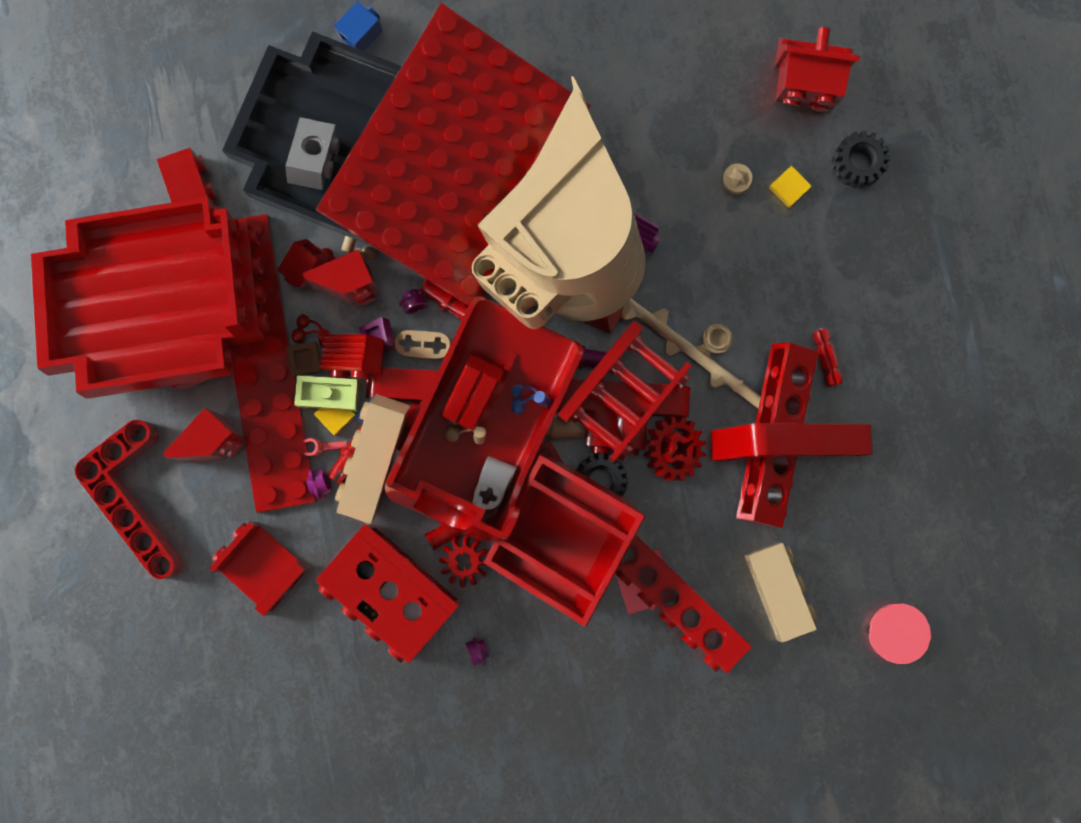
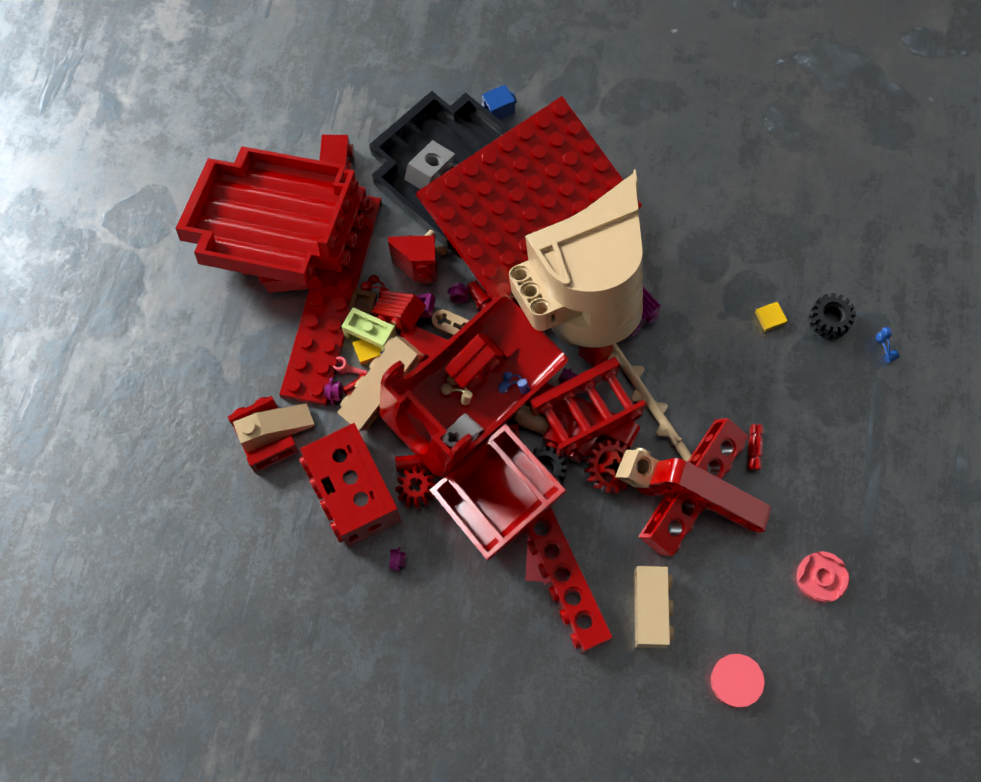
camera: 20 degrees right, 15 degrees down
(124, 499) = (188, 350): red beam -> none
(206, 439) = (266, 328): red slope -> none
(267, 555) = (272, 425): none -> tan slope
(301, 258) = (388, 229): red brick -> none
(708, 443) = (628, 468): none -> tan brick
(717, 338) = (674, 402): tan plate -> none
(737, 179) = (732, 297): tan tile -> none
(813, 72) = (816, 241): red piece -> none
(929, 161) = (881, 338): none -> blue piece
(951, 479) = (822, 577): none -> coral tile

